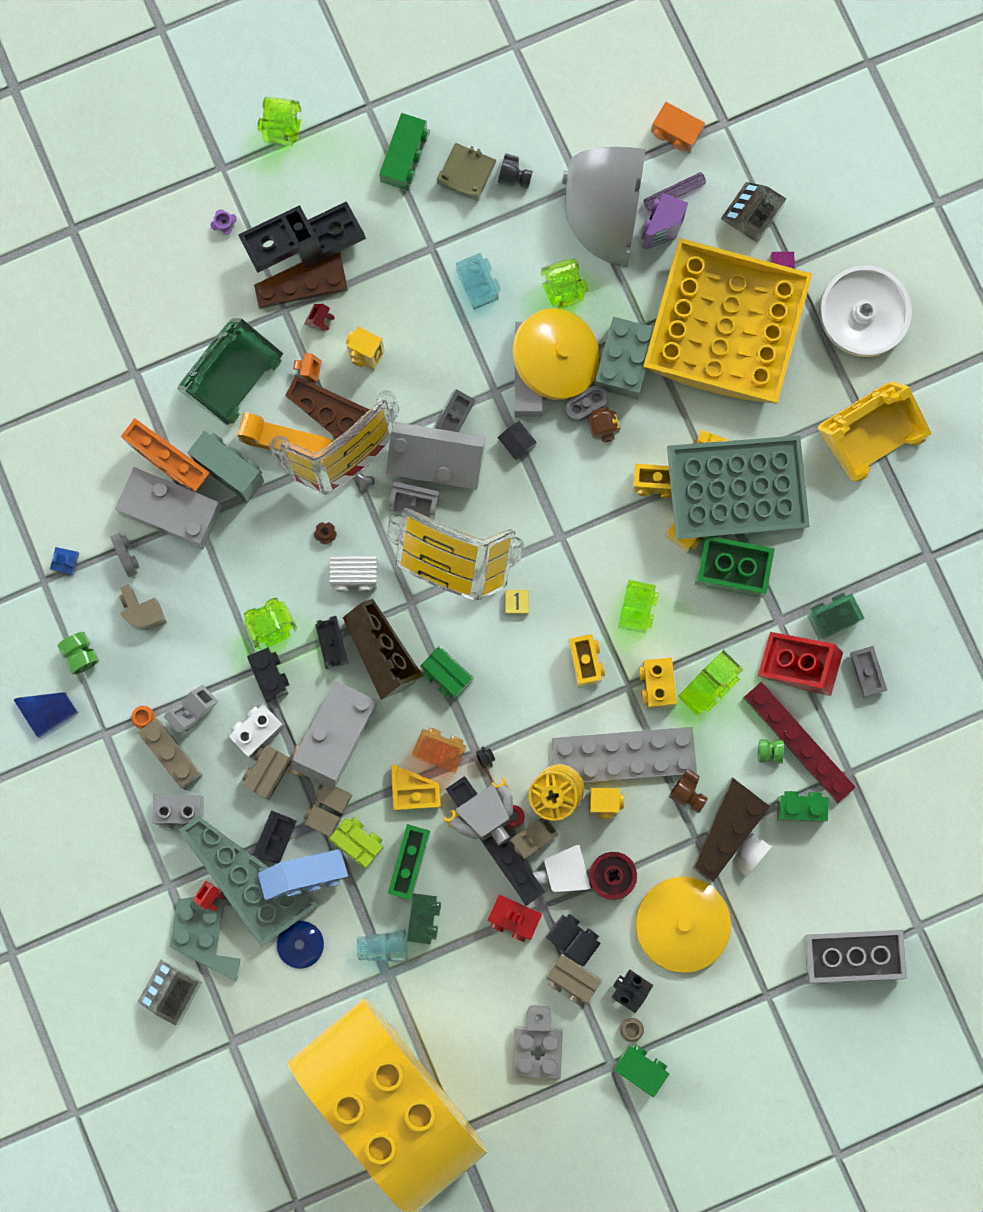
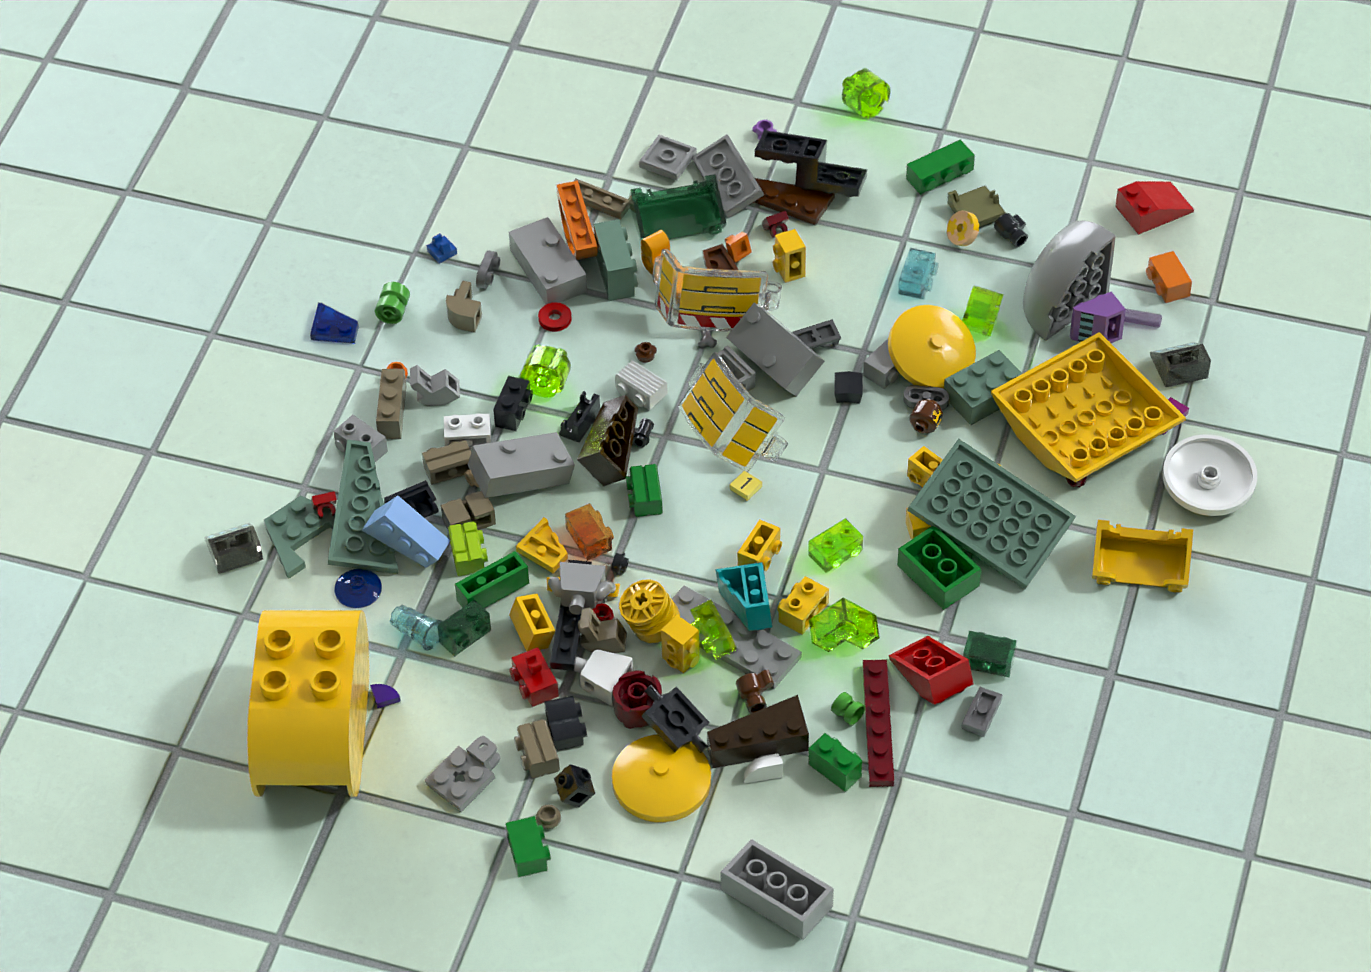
camera: 40 degrees right, 30 degrees down
(147, 404) = (603, 200): none -> dark tan tile
(169, 316) = (667, 157): none -> light grey plate
(216, 544) = (558, 324): none -> red piece
(237, 297) = (733, 176): none -> light grey tile
(394, 617) = (641, 436): none -> black pin
(412, 1026) = (384, 695): none -> dark purple tile
(472, 873) = (532, 622): none -> yellow brick
(477, 197) = (965, 221): none -> piece
(604, 58) = (1151, 204): none -> red slope
(616, 713) = (746, 594): none -> teal wedge
(622, 772) = (713, 629): none -> clear neon green brick
(661, 874) = (675, 719): none -> black plate

